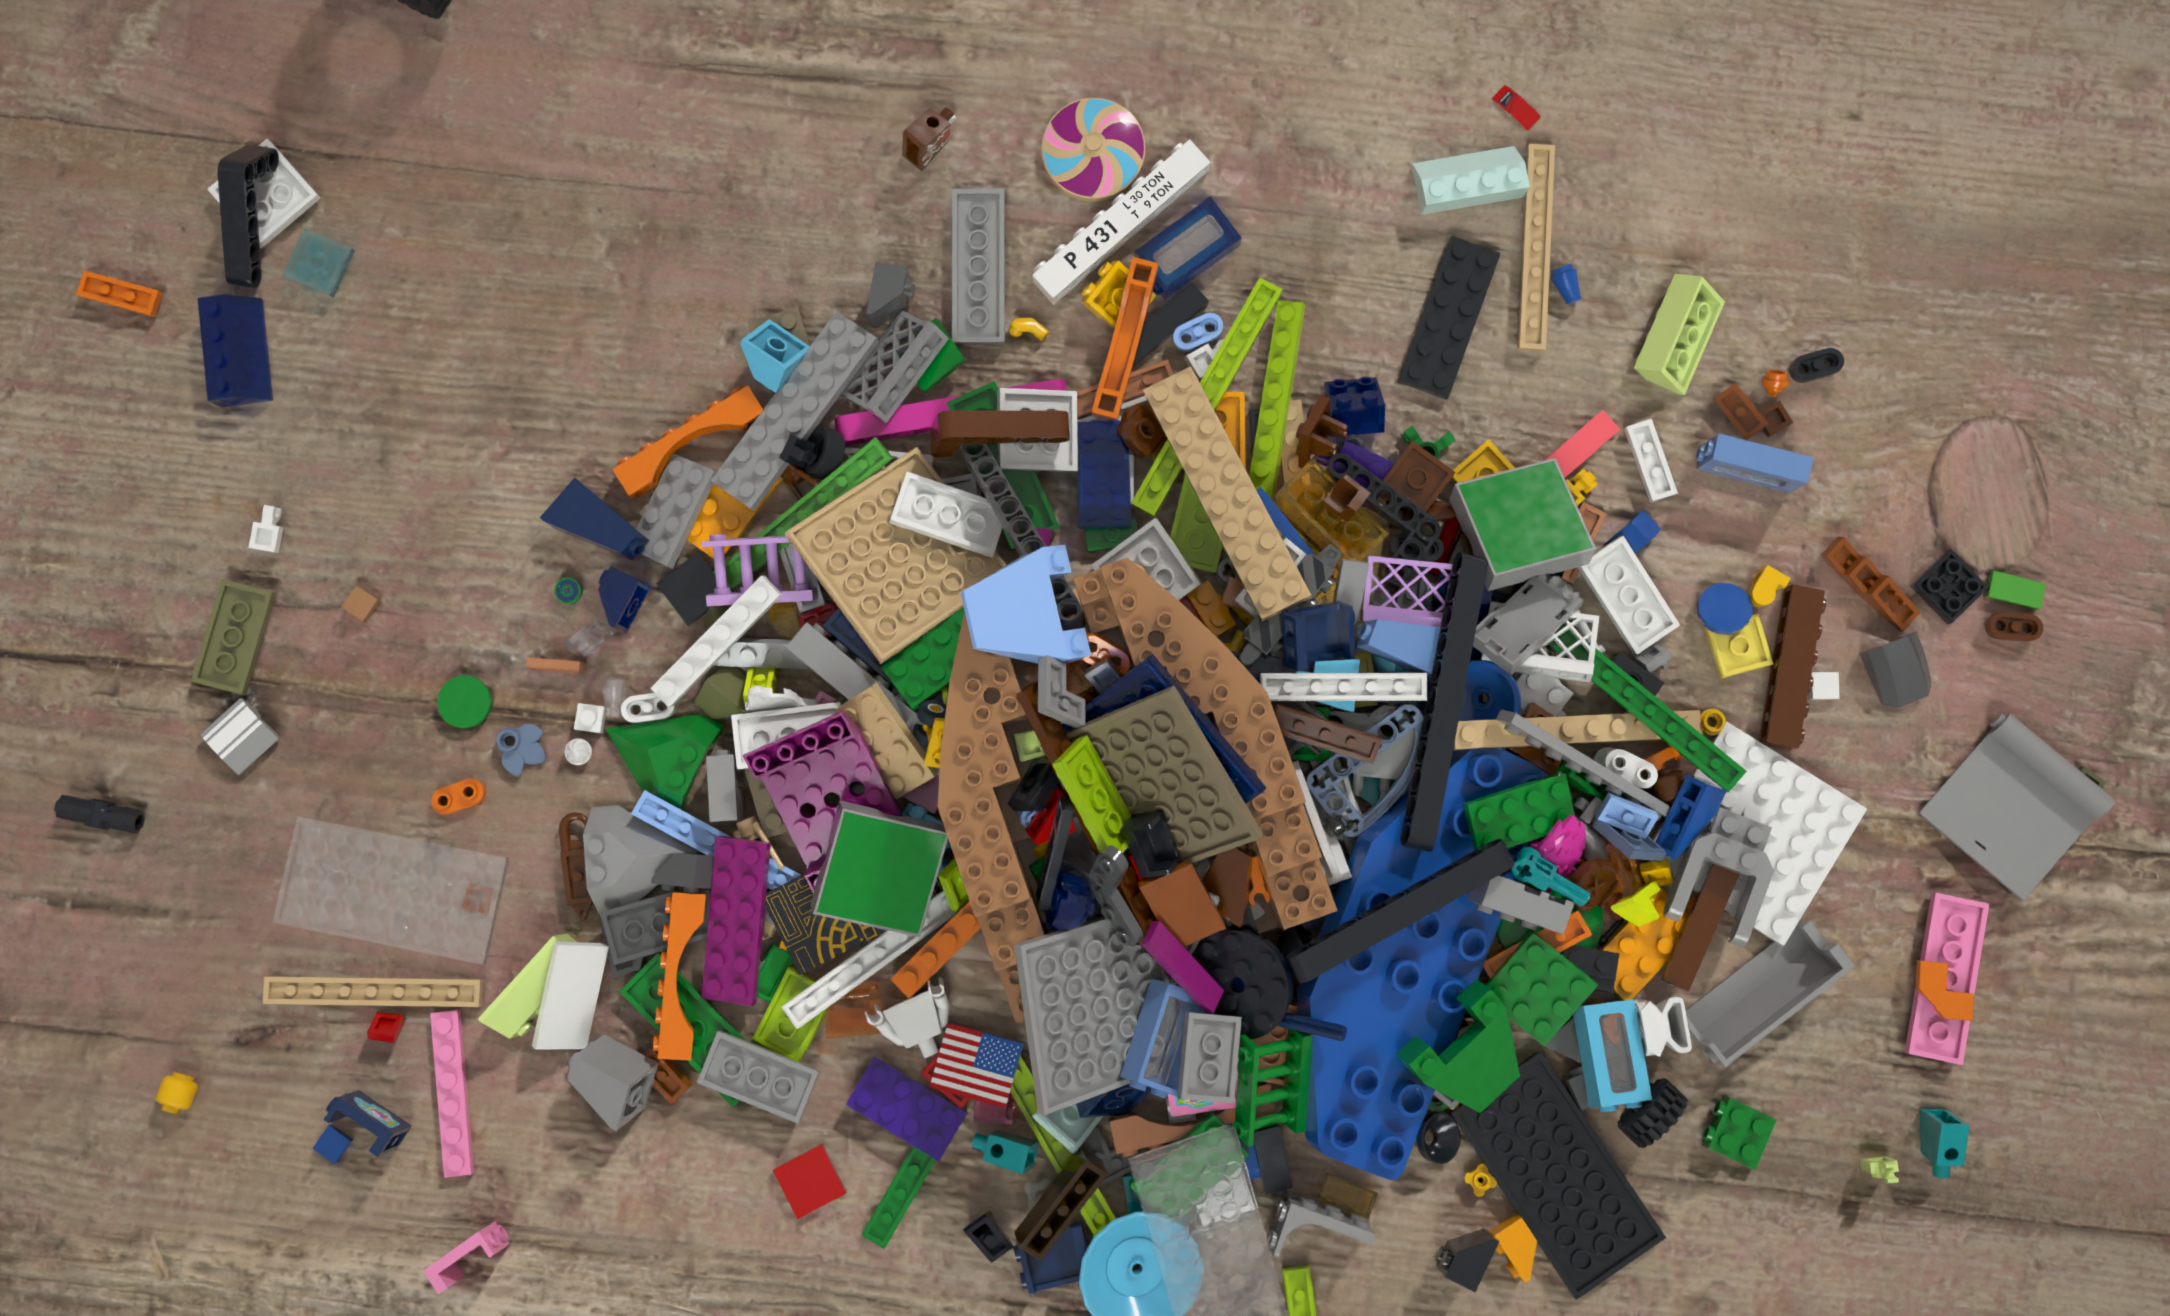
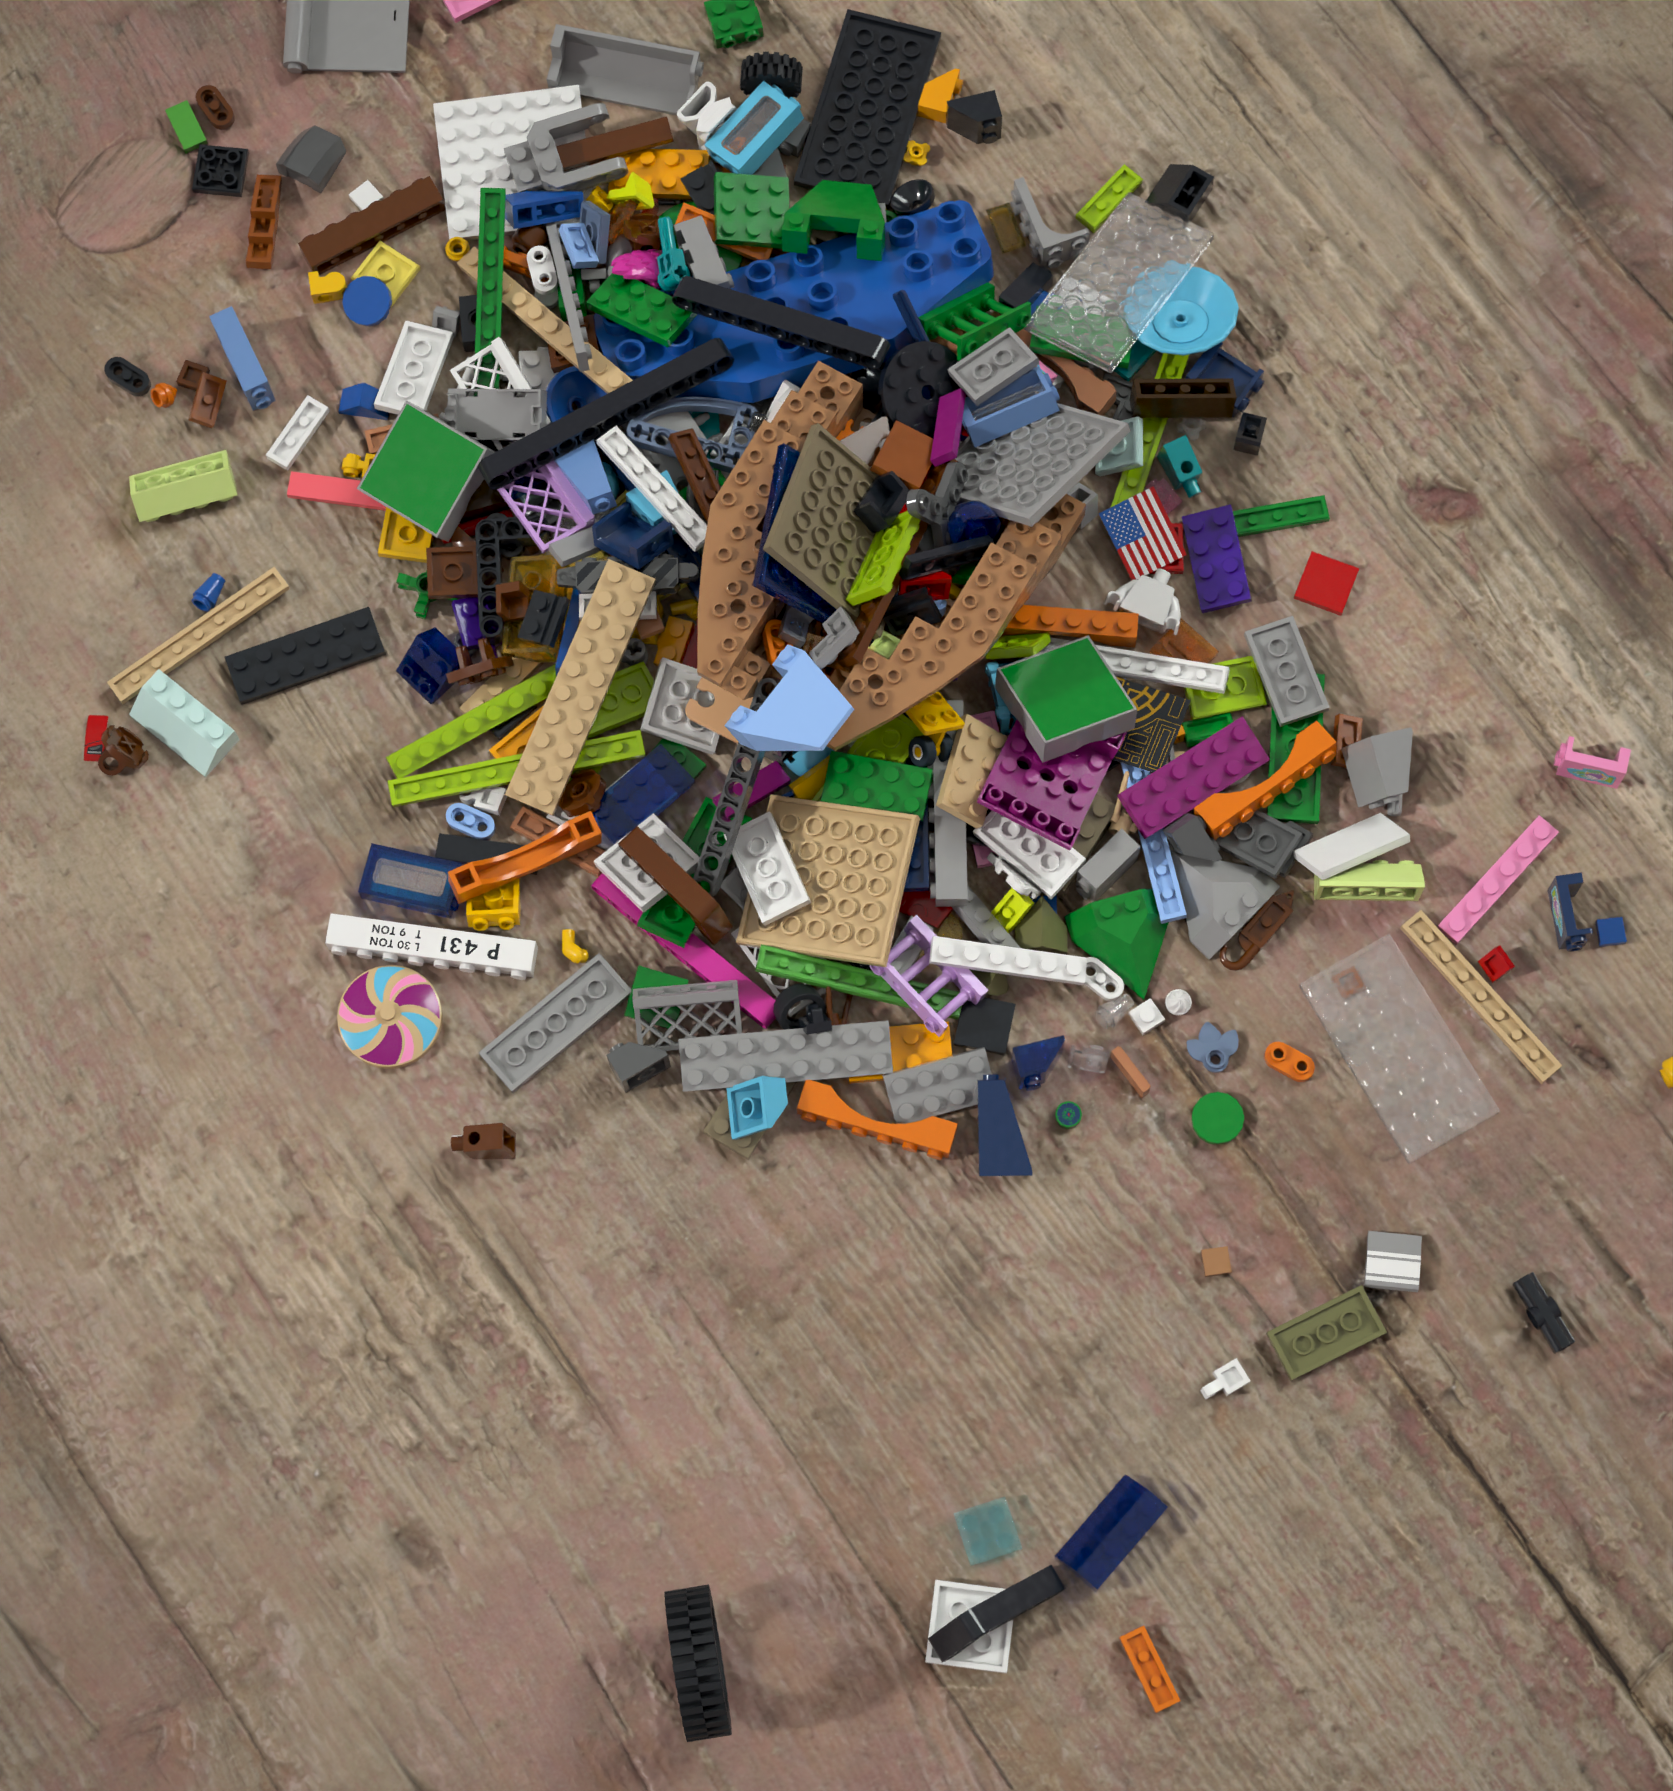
camera: 130 degrees left, 10 degrees down
(1309, 509) = (543, 618): none -> black plate
(1485, 113) = (123, 747): none -> reddish brown tile

